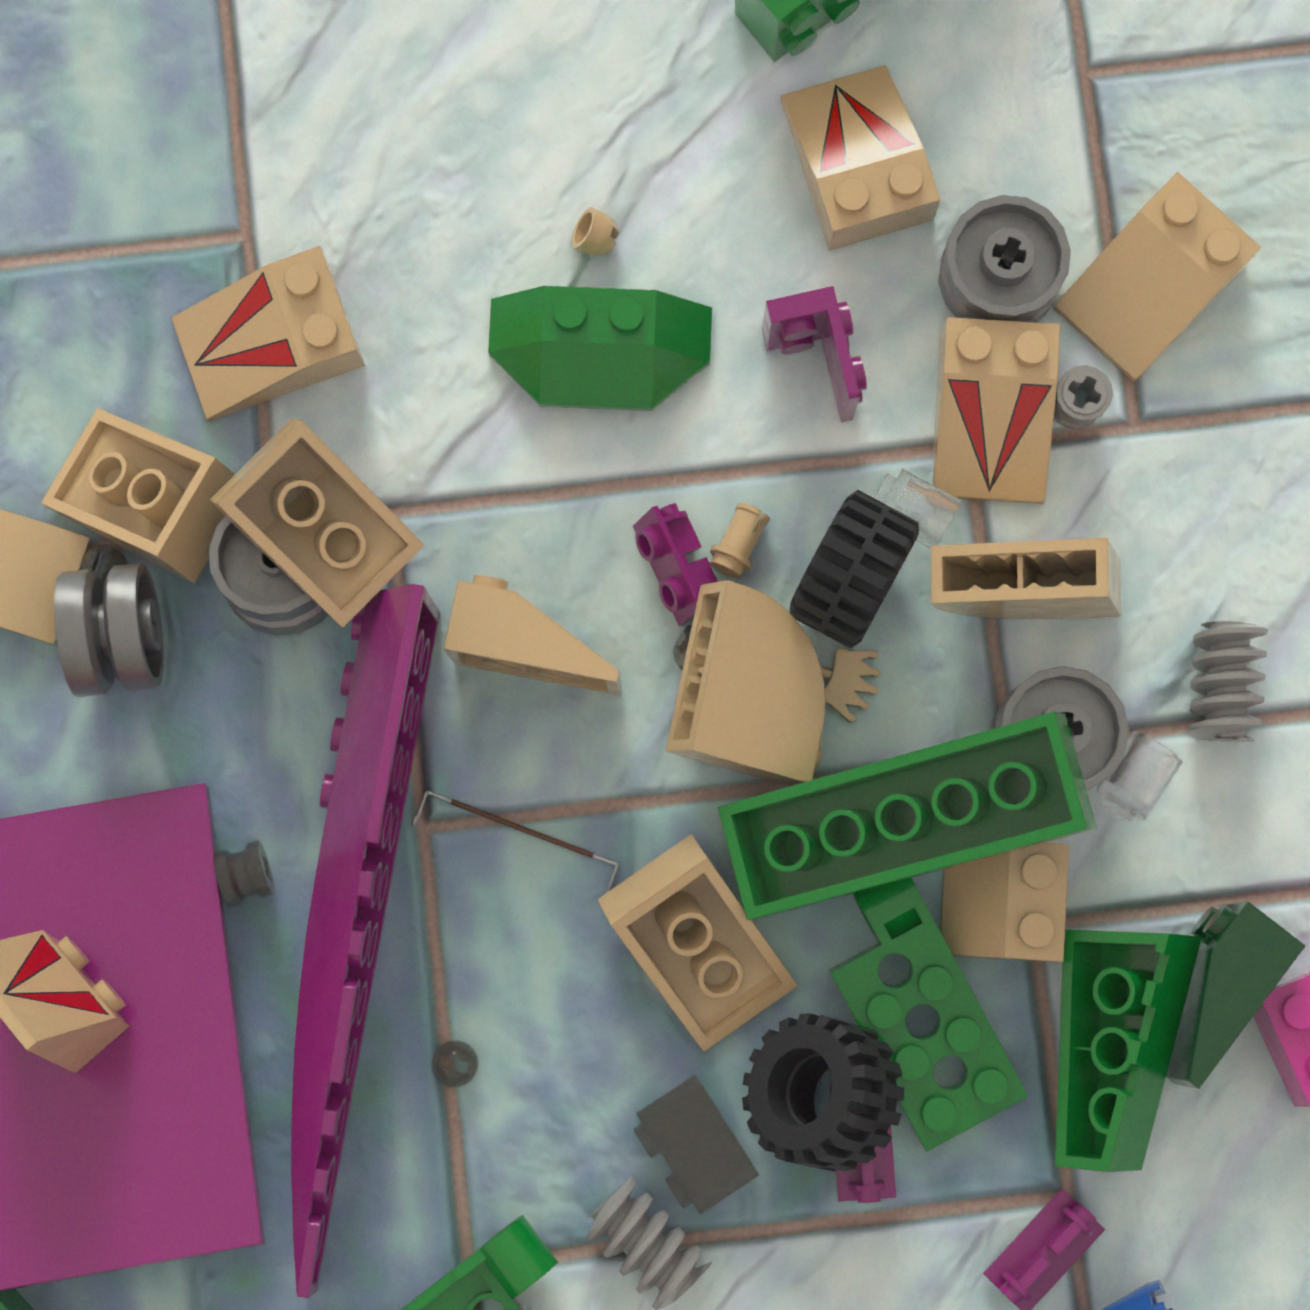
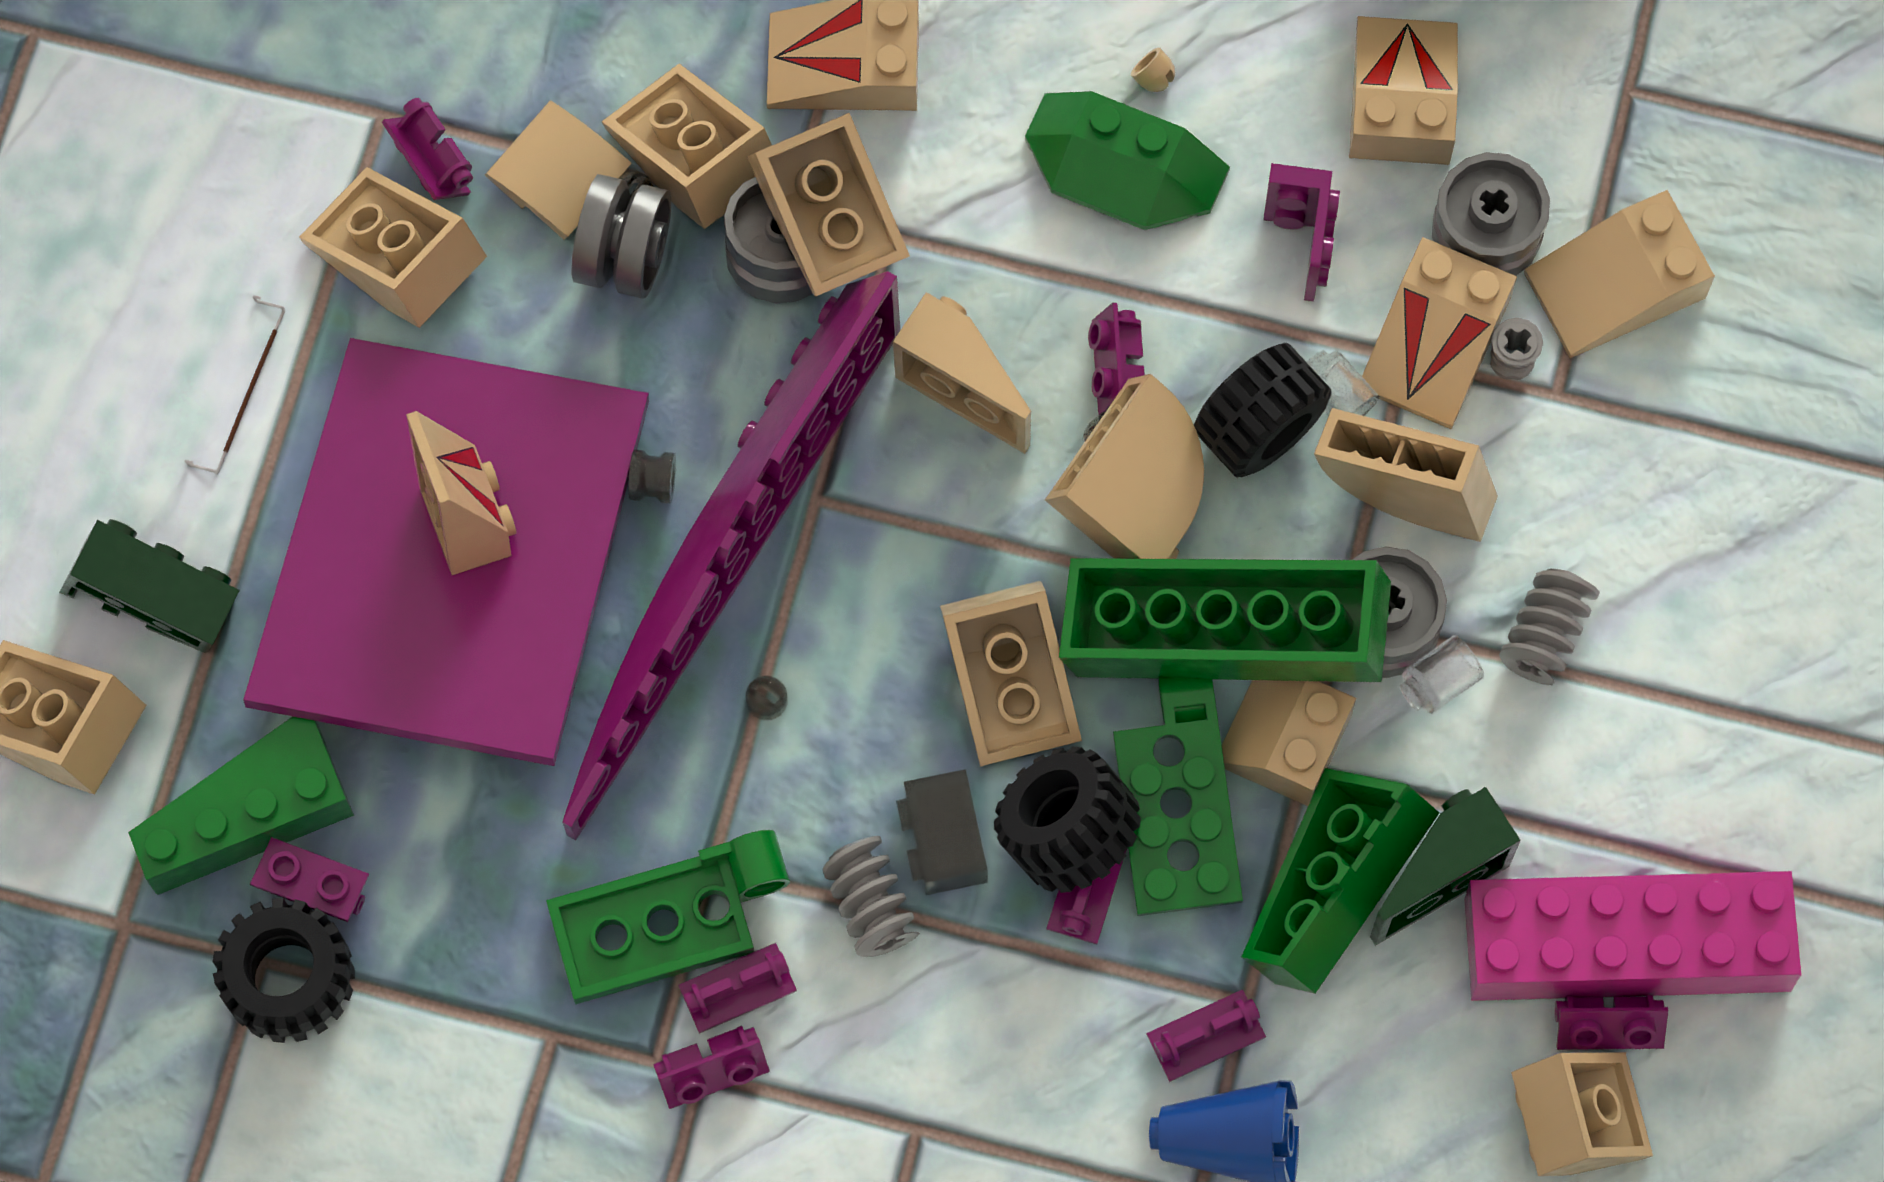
camera: 20 degrees right, 10 degrees down
(518, 827) = (811, 490): reddish brown piece -> none
(737, 545) = (1178, 360): tan pin -> none
(846, 679) = (1225, 511): tan piece -> none

